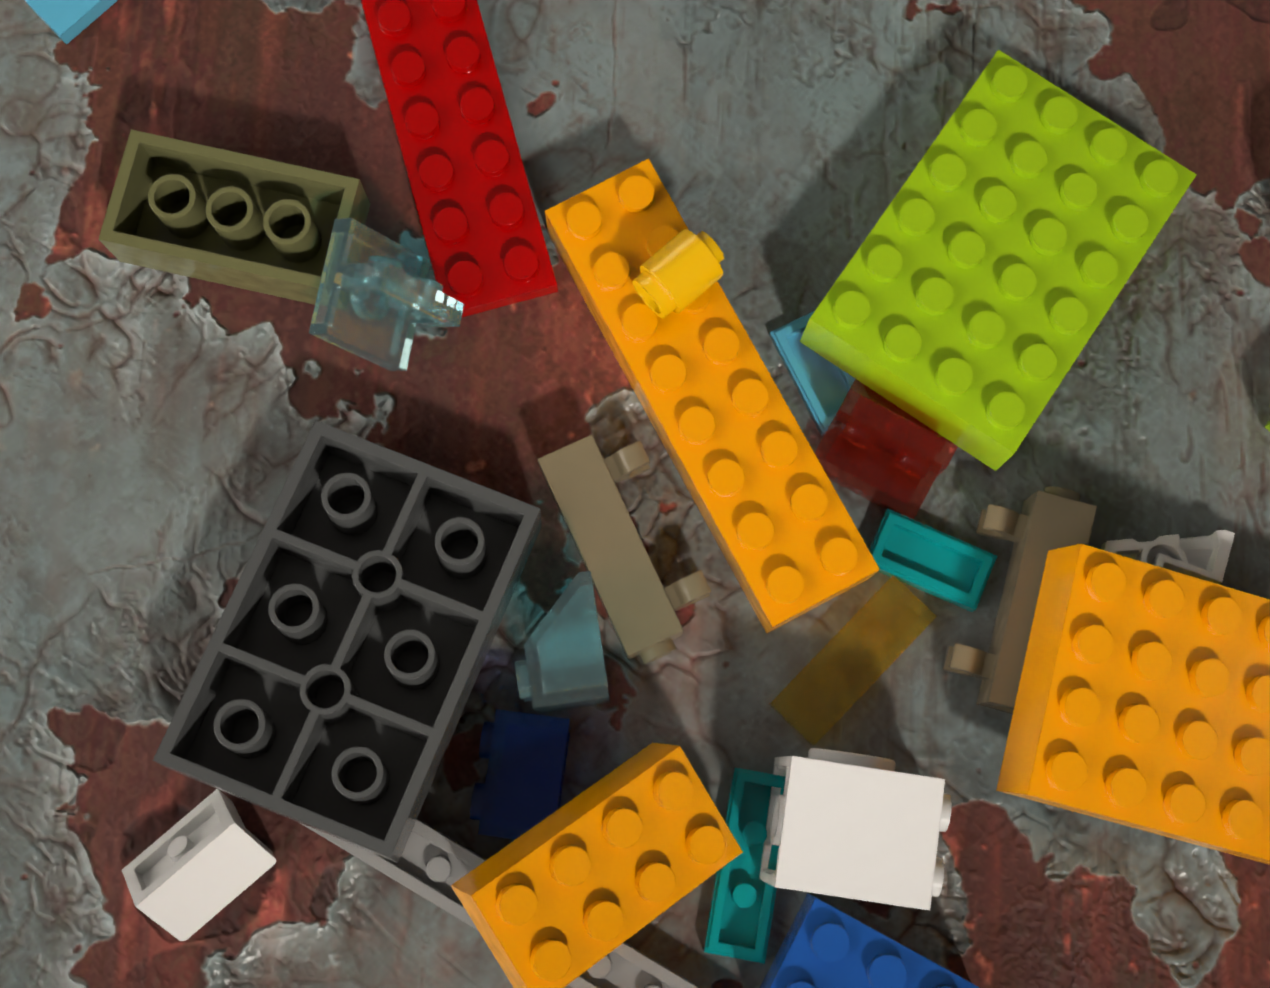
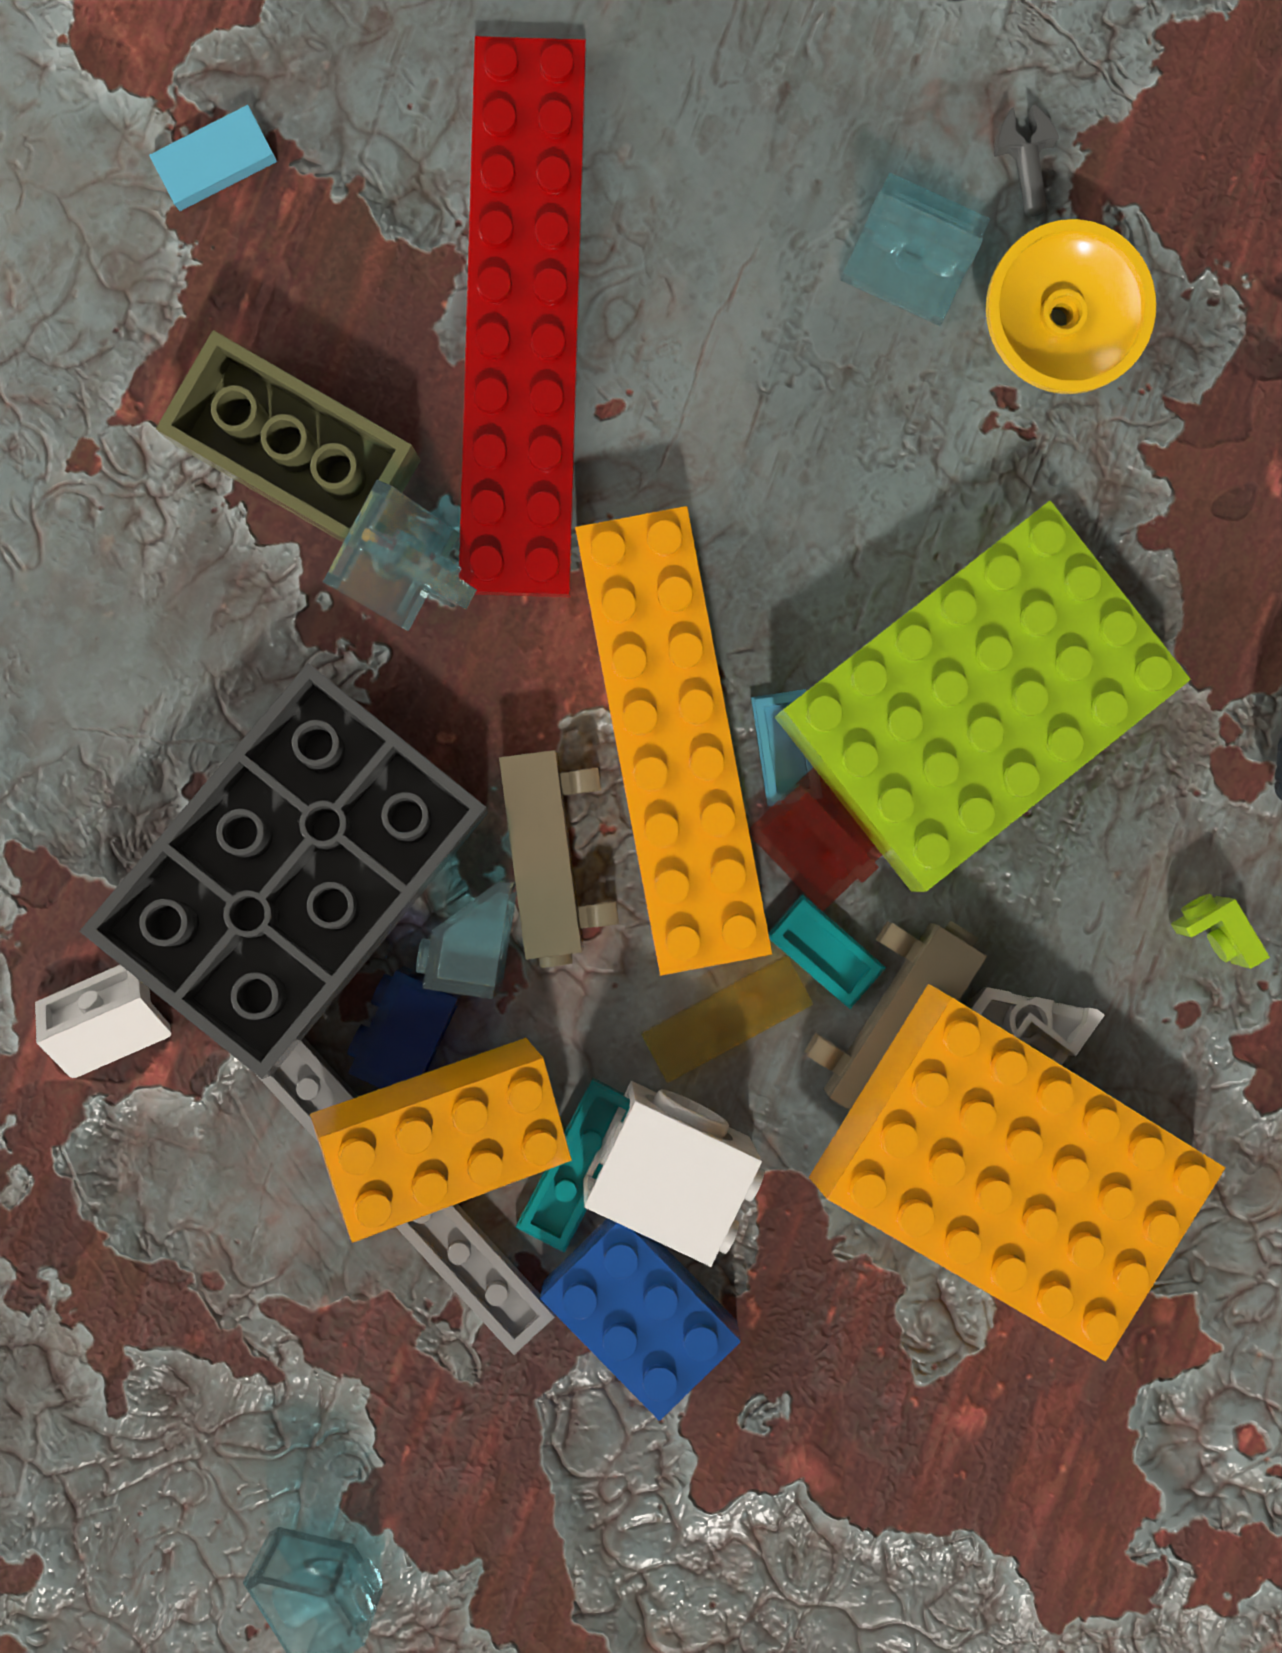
camera: 20 degrees right, 10 degrees up
(679, 272) = (677, 632): yellow brick -> none

